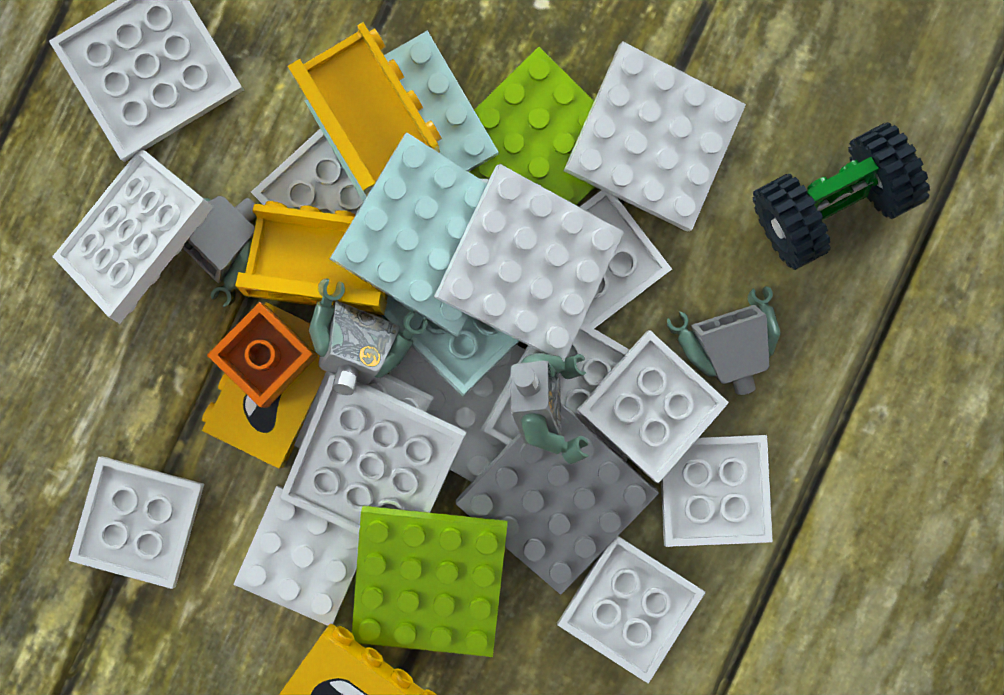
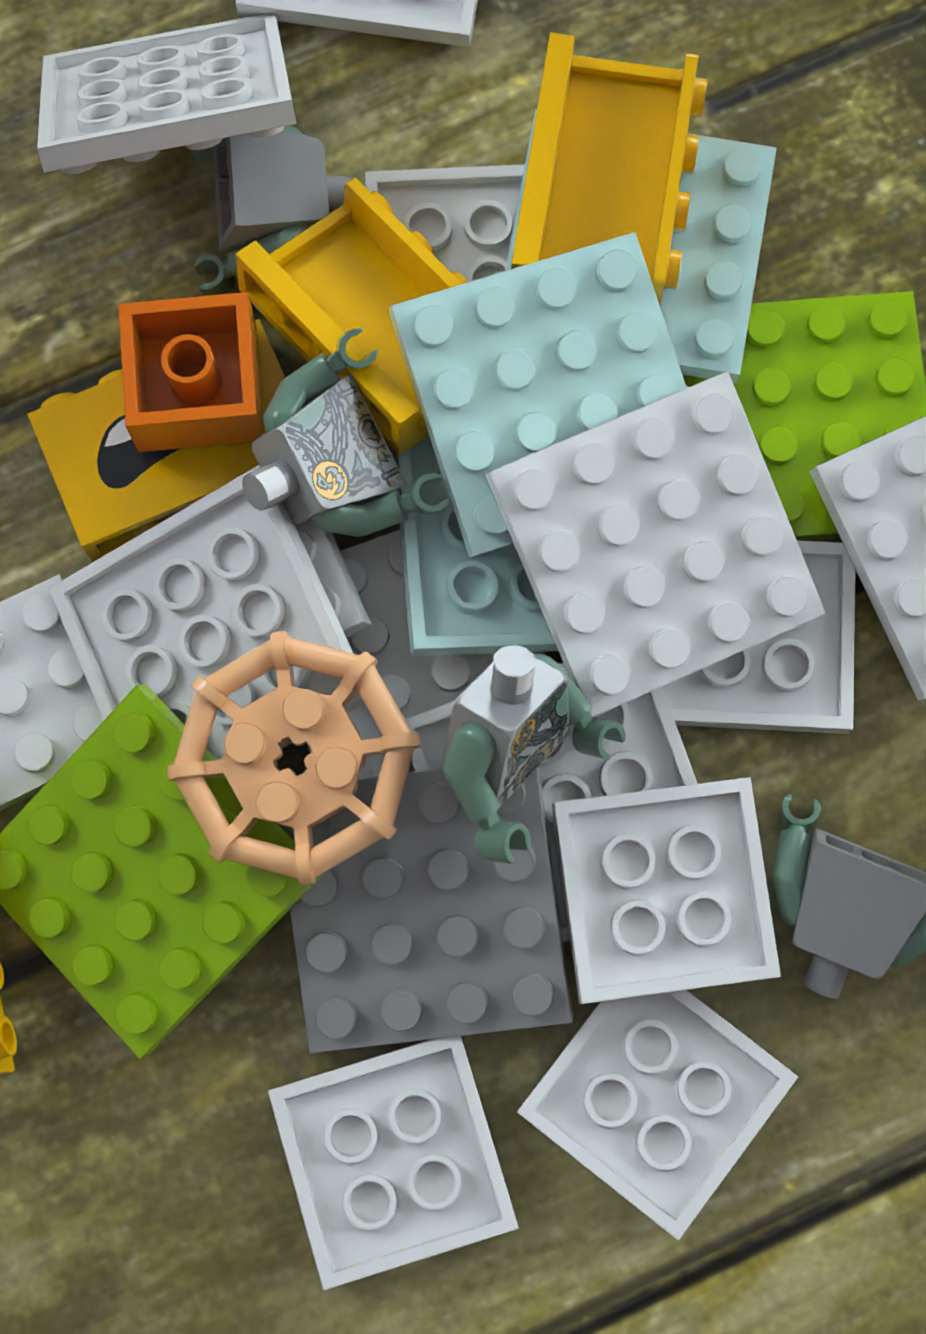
camera: 50 degrees right, 10 degrees down
(438, 497) = (332, 767): none -> light nougat plate

